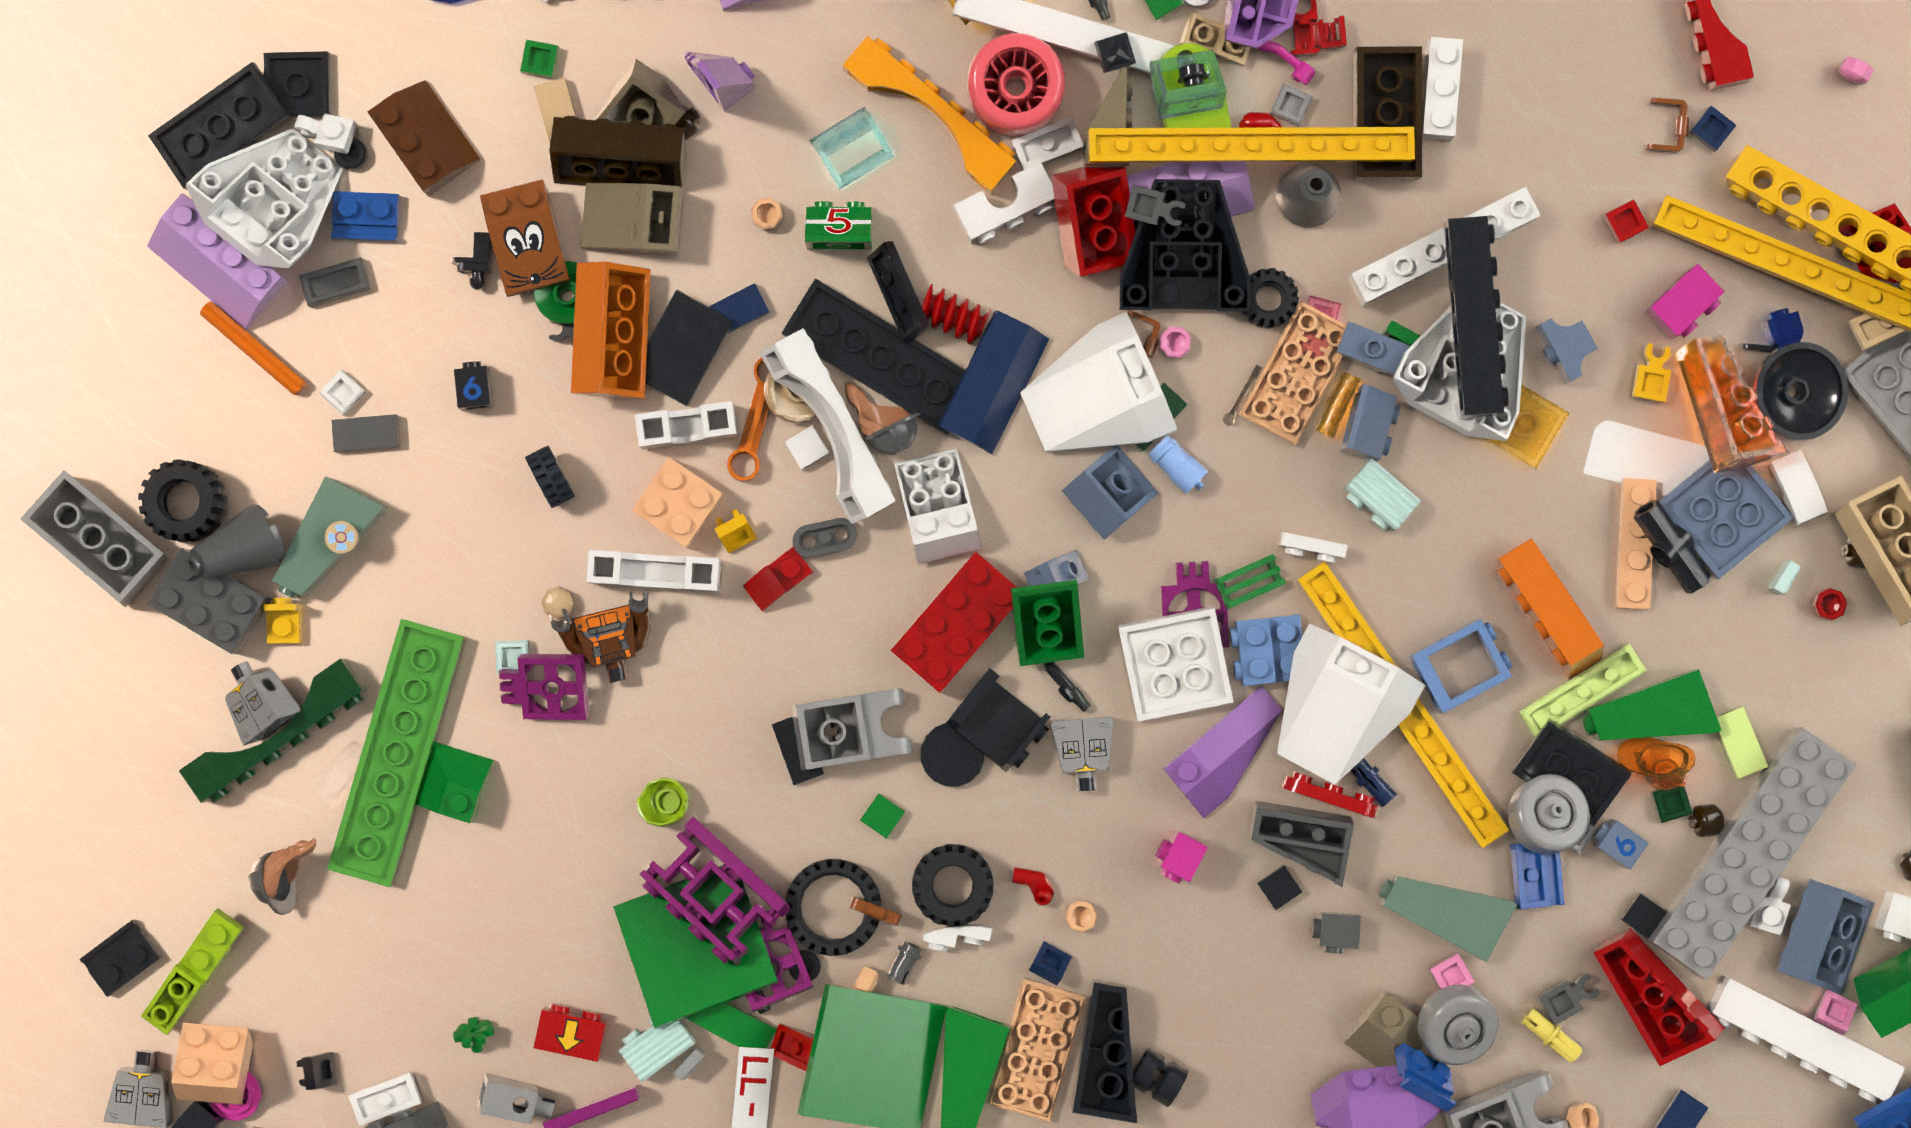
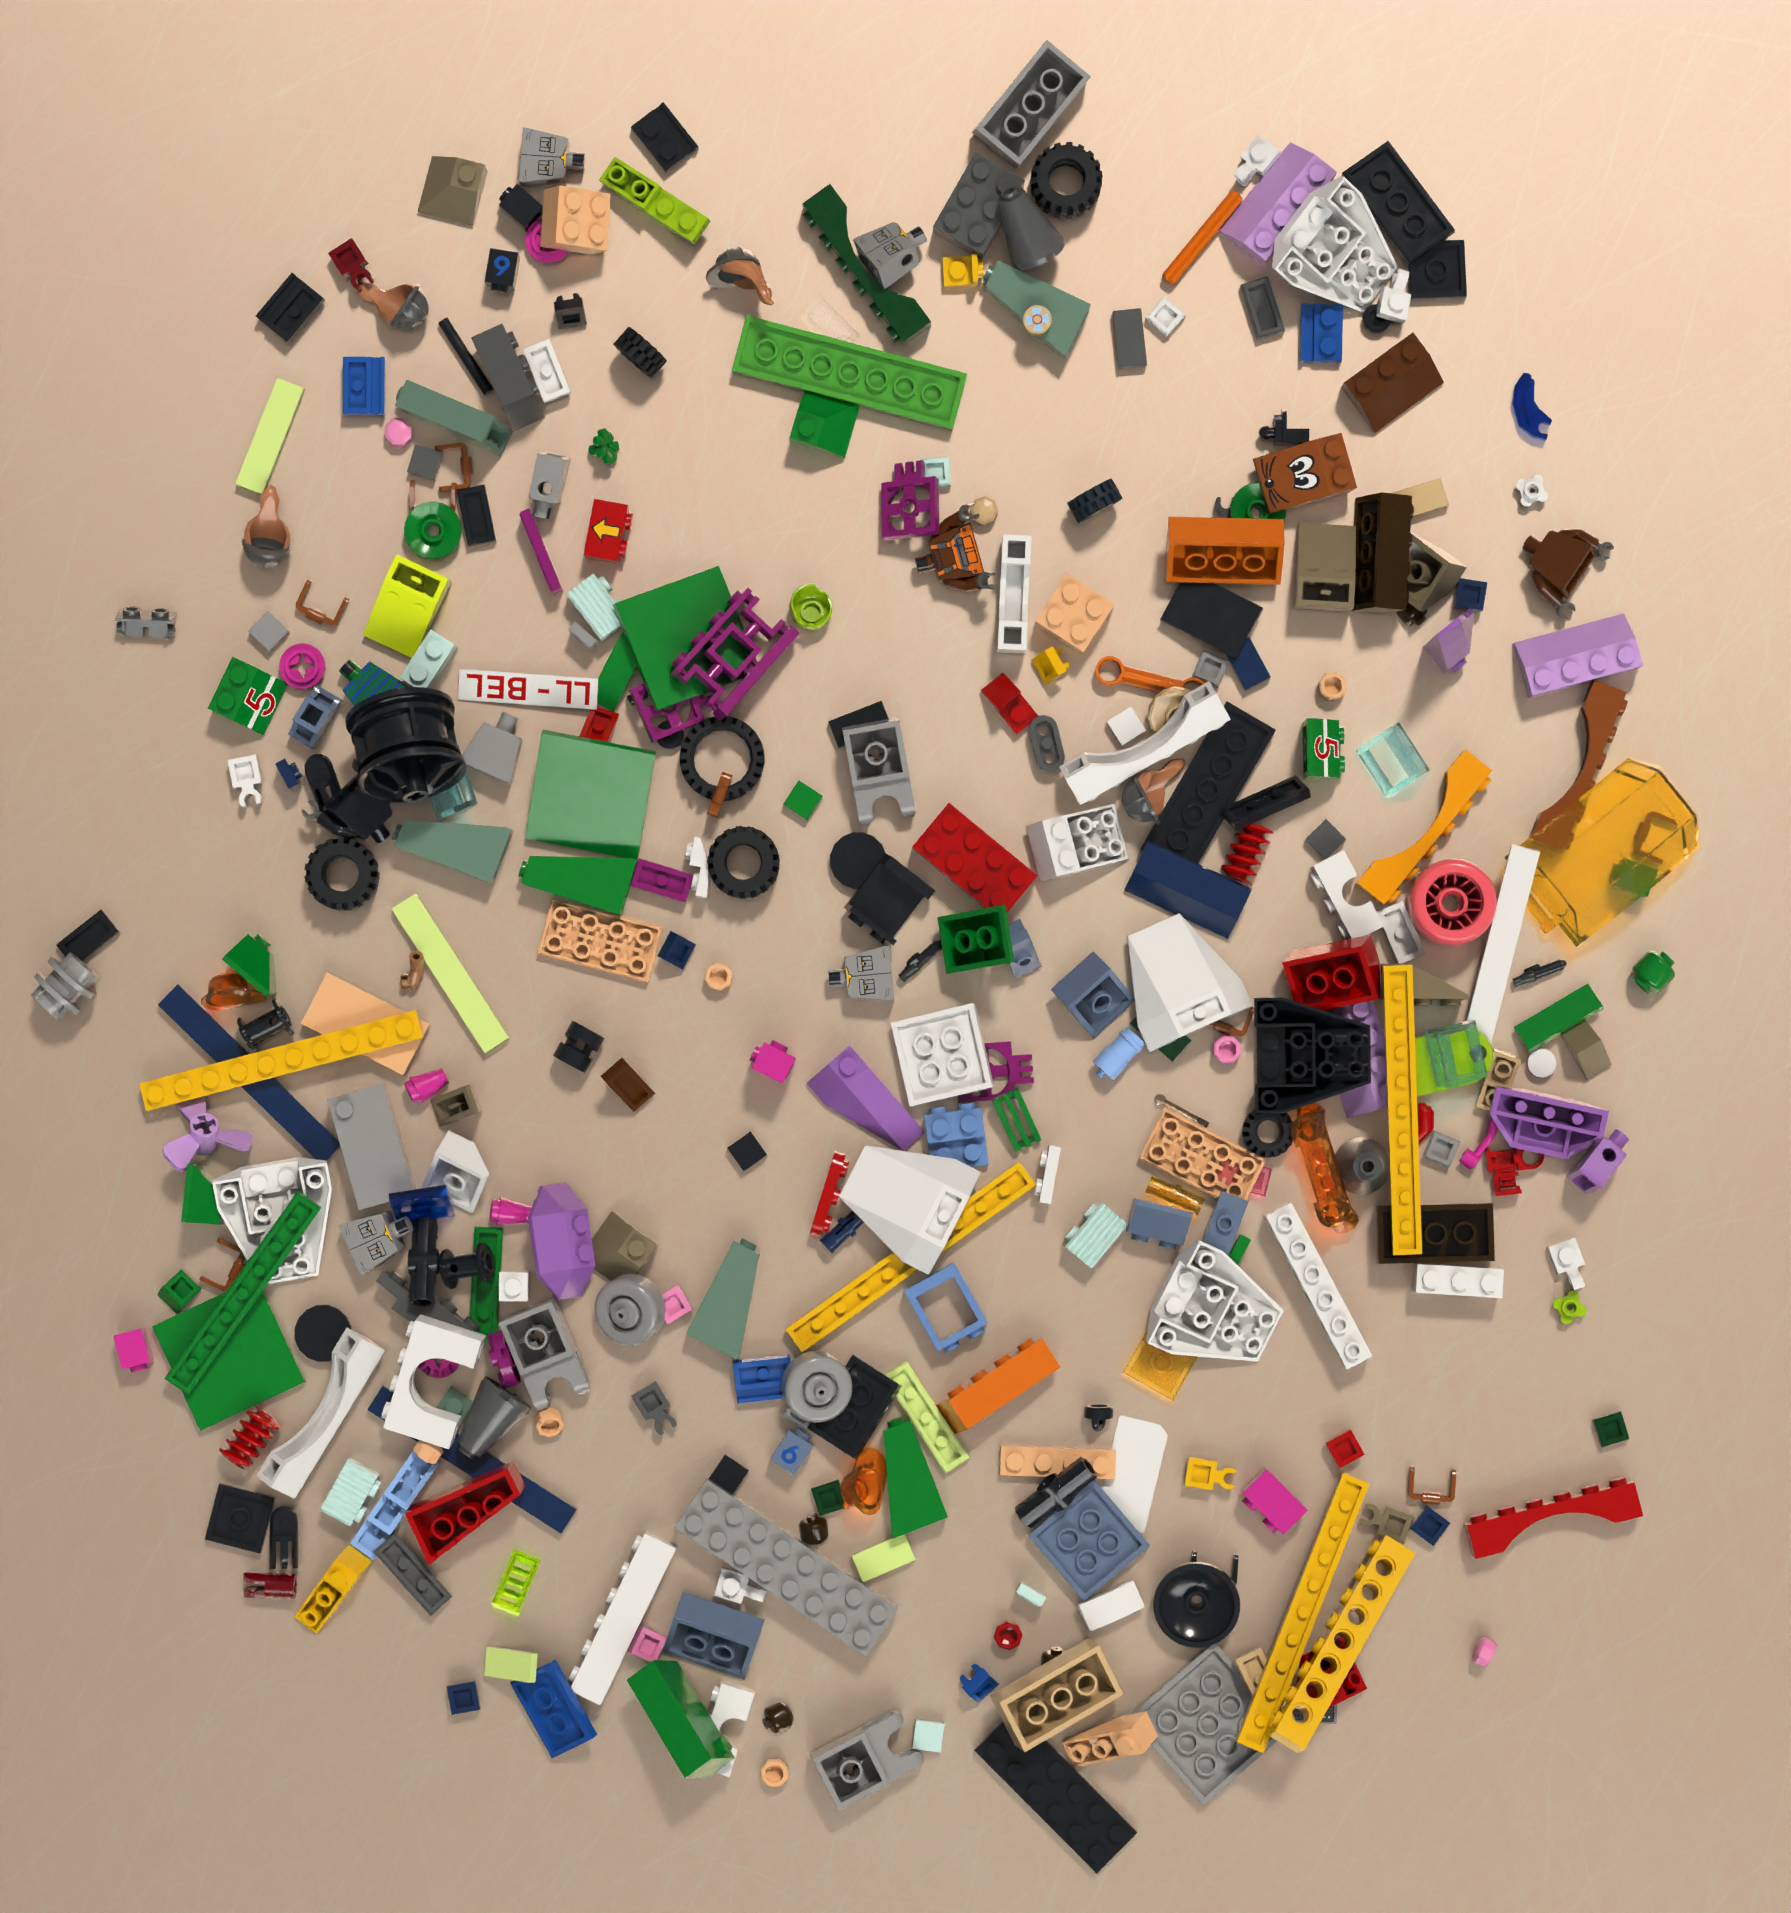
camera: 90 degrees right, 0 degrees up
(164, 283) = (1257, 158): none -> white plate
(366, 992) = (640, 352): none -> black tyre
(473, 386) = (1173, 431): black brick -> none
(539, 59) = (1465, 482): green tile -> none
(667, 55) = (1470, 594): none -> dark blue plate
(687, 425) = (1142, 619): white arch -> none
(743, 351) = (1210, 668): none -> light grey tile
(866, 979) = (659, 789): light nougat tile -> none
(904, 962) = (674, 822): dark grey pin -> none
(939, 226) = (1325, 839): none -> dark grey tile
(970, 978) = (662, 880): none -> magenta plate
(1037, 882) = (747, 937): red arm -> none
(1105, 1062) = (592, 999): black wedge -> none
(1115, 52) = (1482, 989): black tile -> none
(1149, 205) = (1345, 1019): dark grey plate -> none
(1192, 75) = (1463, 1058): black plate -> none
(1202, 1022) = (627, 1084): none -> reddish brown tile
(1305, 836) = (793, 1171): dark grey wedge -> none
(1336, 931) = (709, 1201): dark grey brick -> none
(1350, 227) = (1322, 1167): none -> clear orange plate
(1425, 1077) = (584, 1280): blue plate -> none
(1474, 316) = (1254, 1310): black brick -> none
(1552, 1035) = (621, 1394): light yellow axle -> none
(1566, 347) = (1231, 1396): sand blue brick -> none
(1583, 496) = (1098, 1414): none -> black tile
(1656, 999) = (656, 1483): red wedge -> none
(1710, 170) = (1391, 1523): none -> dark tan plate
(1726, 407) = (1180, 1537): clear orange wedge -> none
(1783, 328) = (1253, 1590): clear blue plate -> none
(1885, 636) = (980, 1684): none -> blue tile

